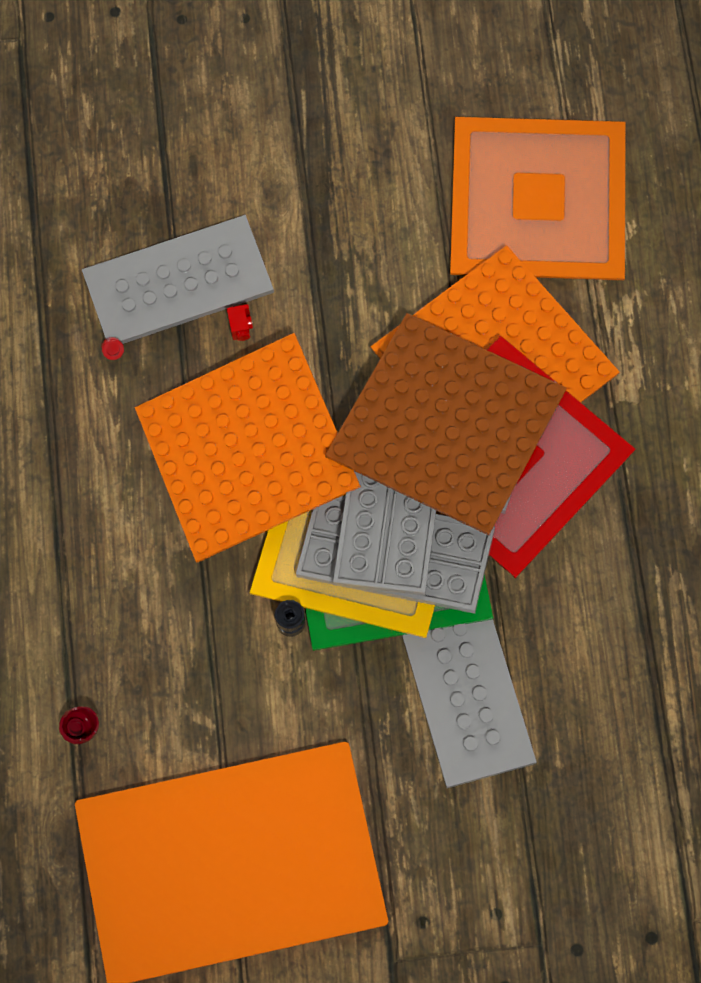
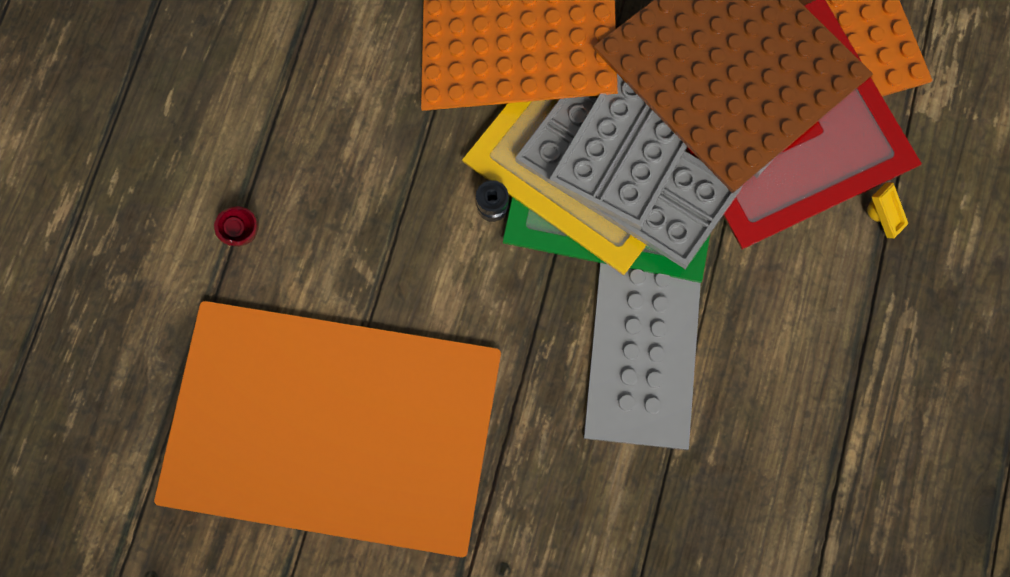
camera: 20 degrees right, 5 degrees up
(623, 497) = (888, 210): none -> yellow tile

